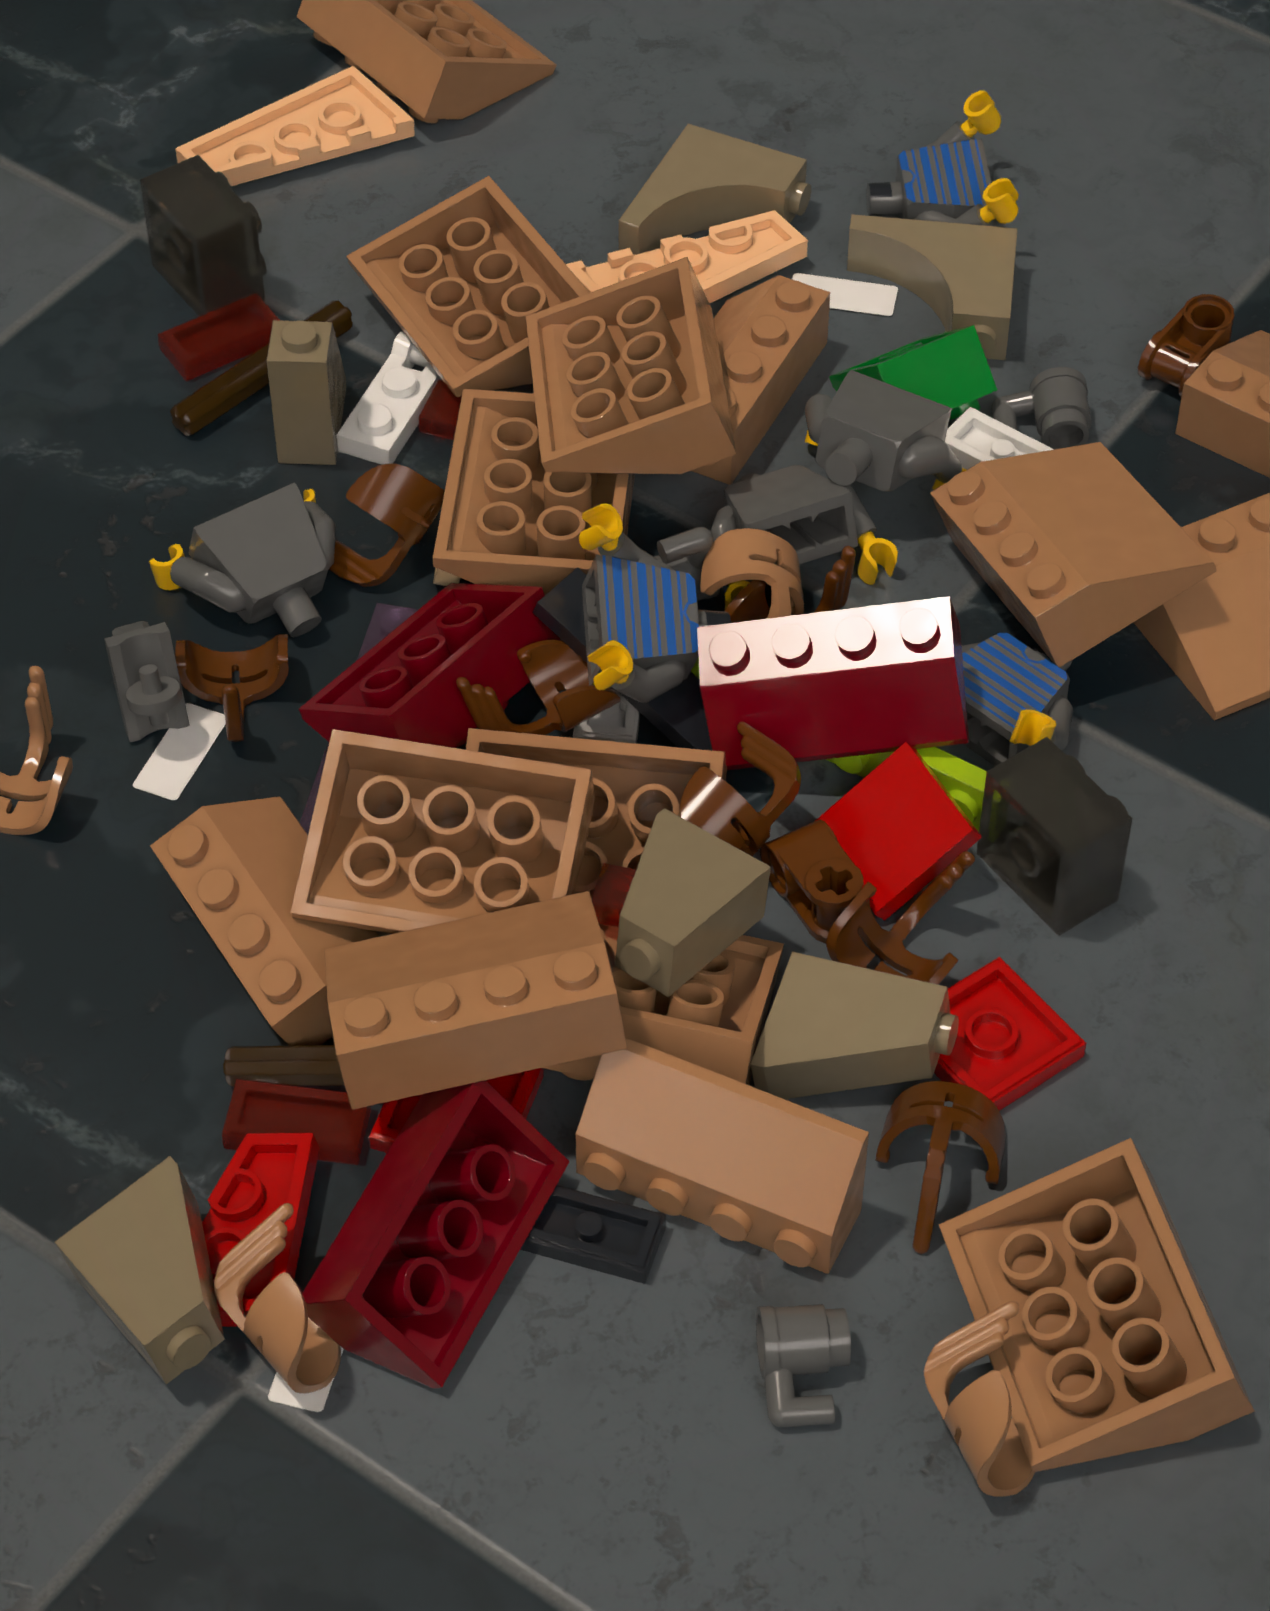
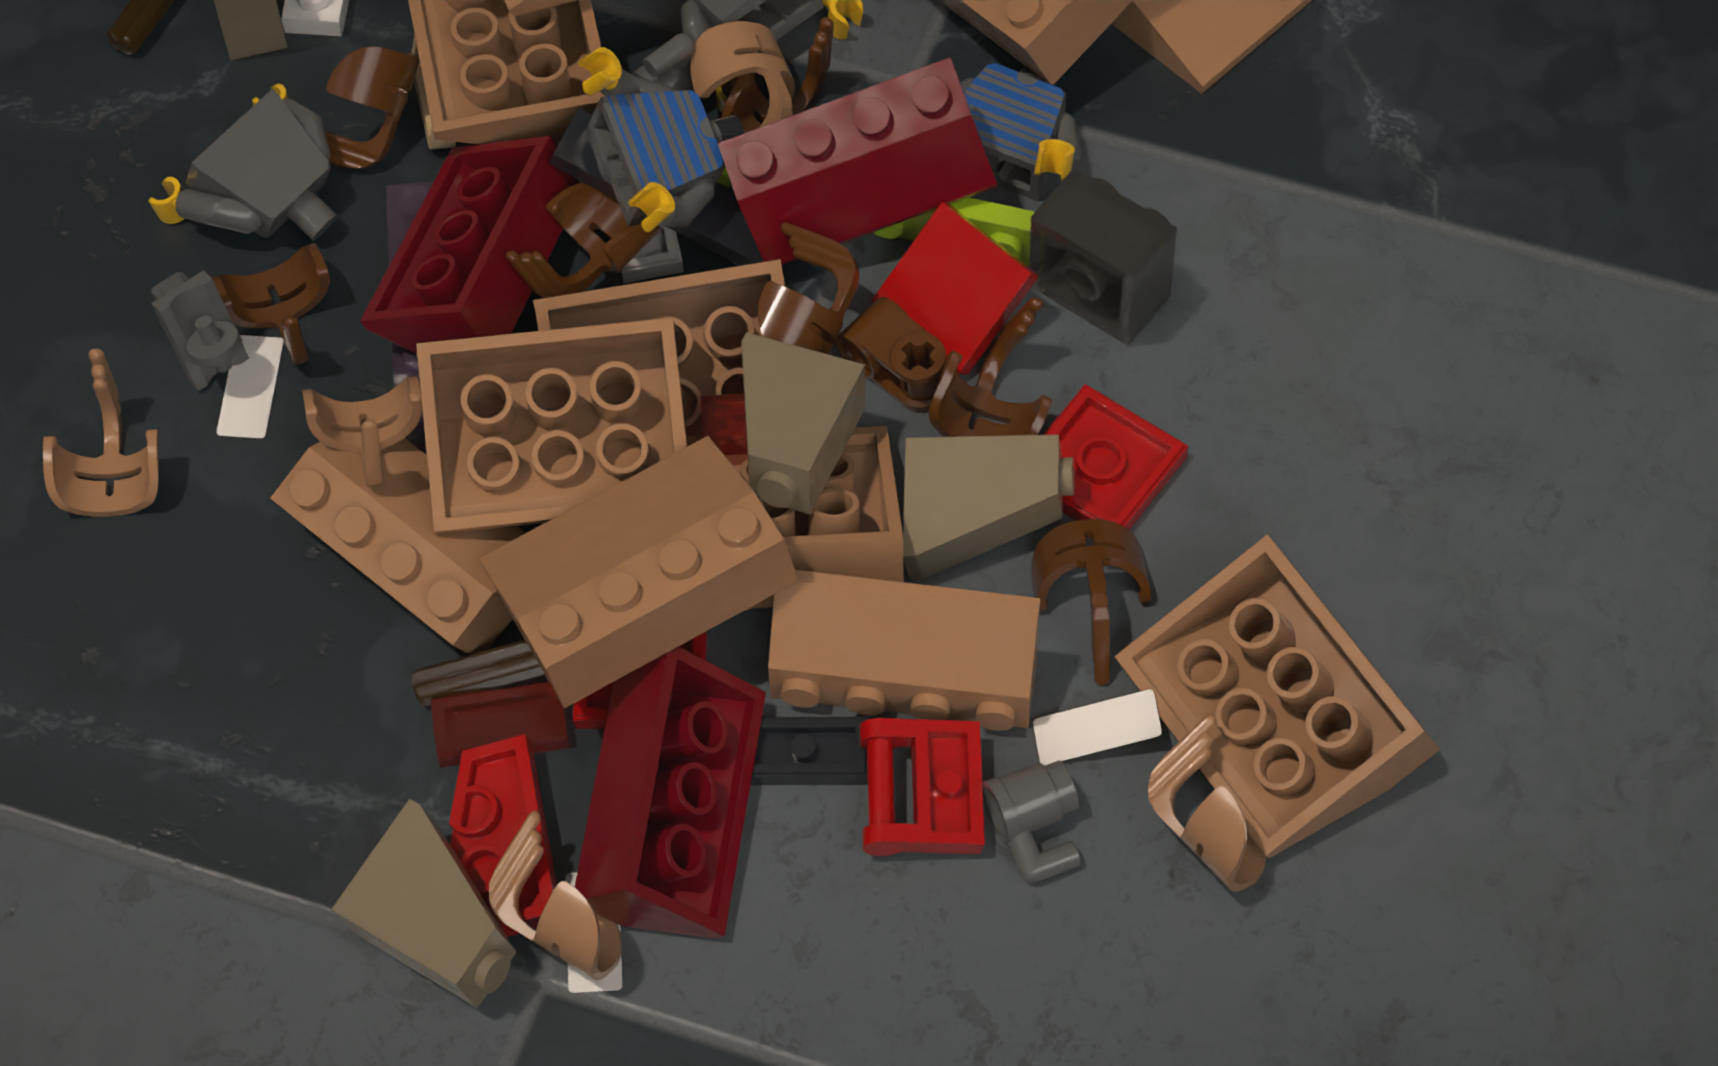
camera: 15 degrees left, 10 degrees up
(244, 796) = (386, 423): none -> medium nougat helmet
(717, 1304) = (944, 786): none -> red plate
(899, 1290) = (1097, 727): none -> white sticker

